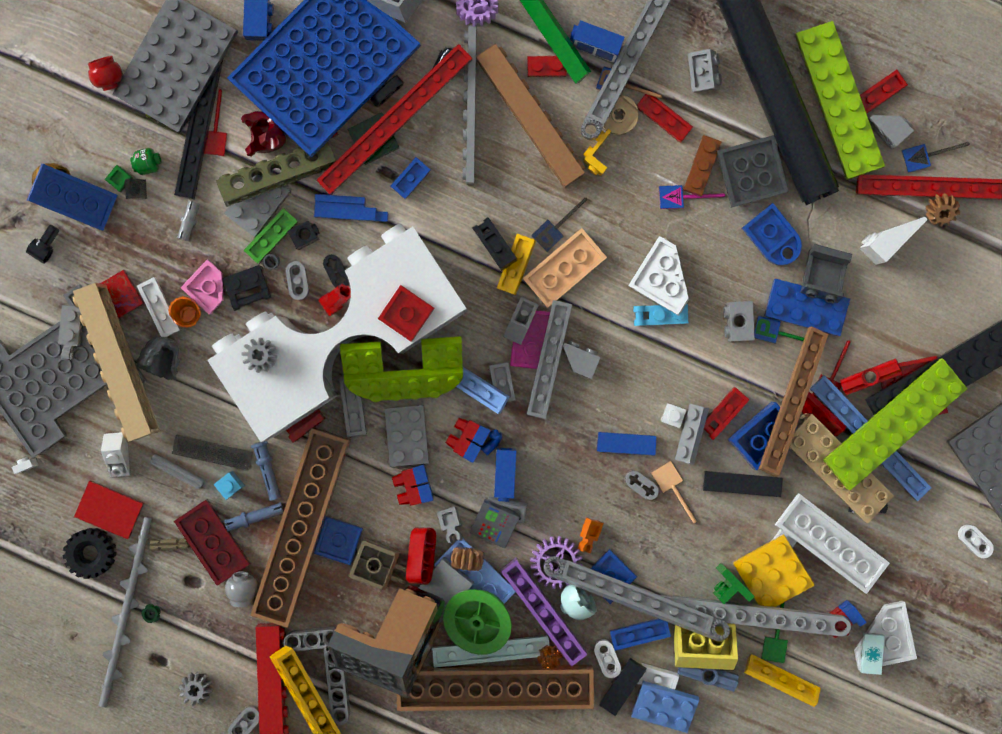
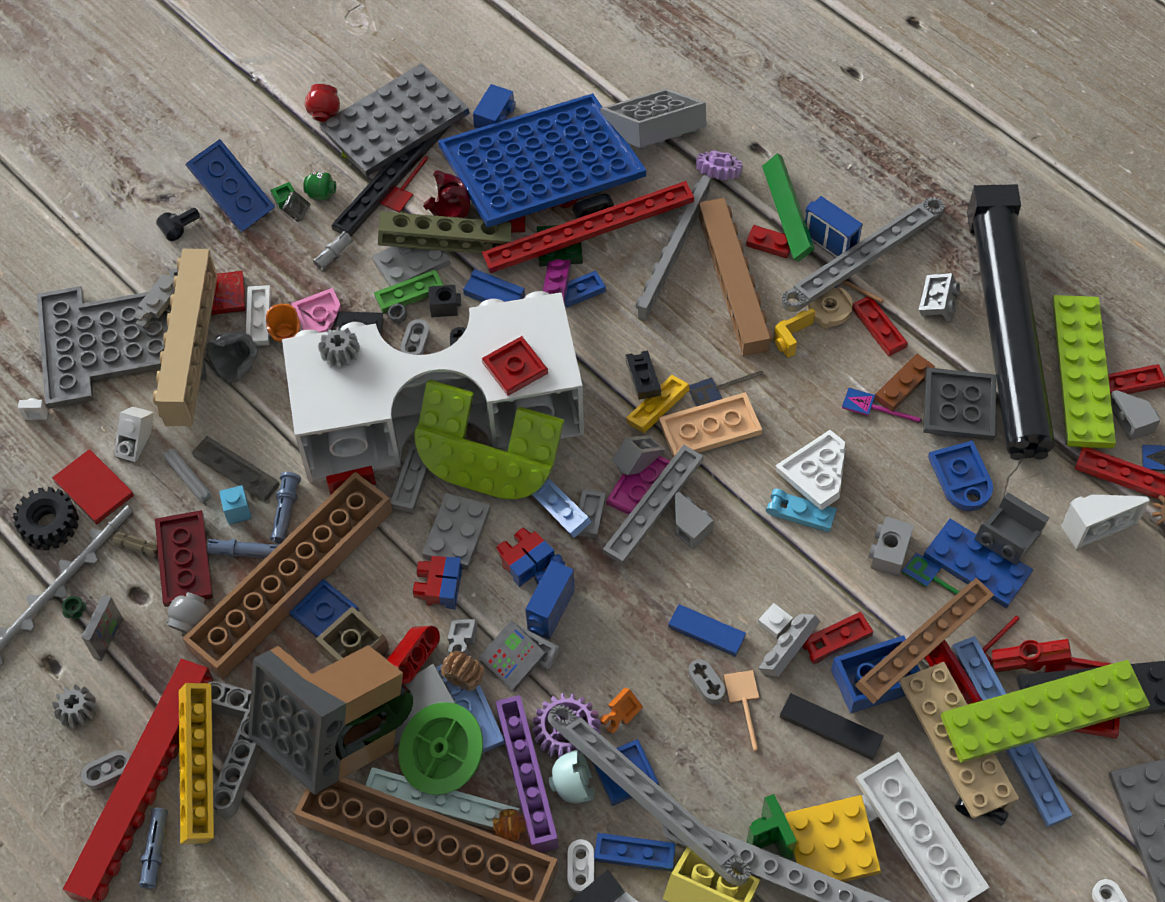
camera: 20 degrees right, 30 degrees down
(184, 627) = (102, 627): none -> flat silver tile
(391, 190) = (557, 277): none -> magenta plate

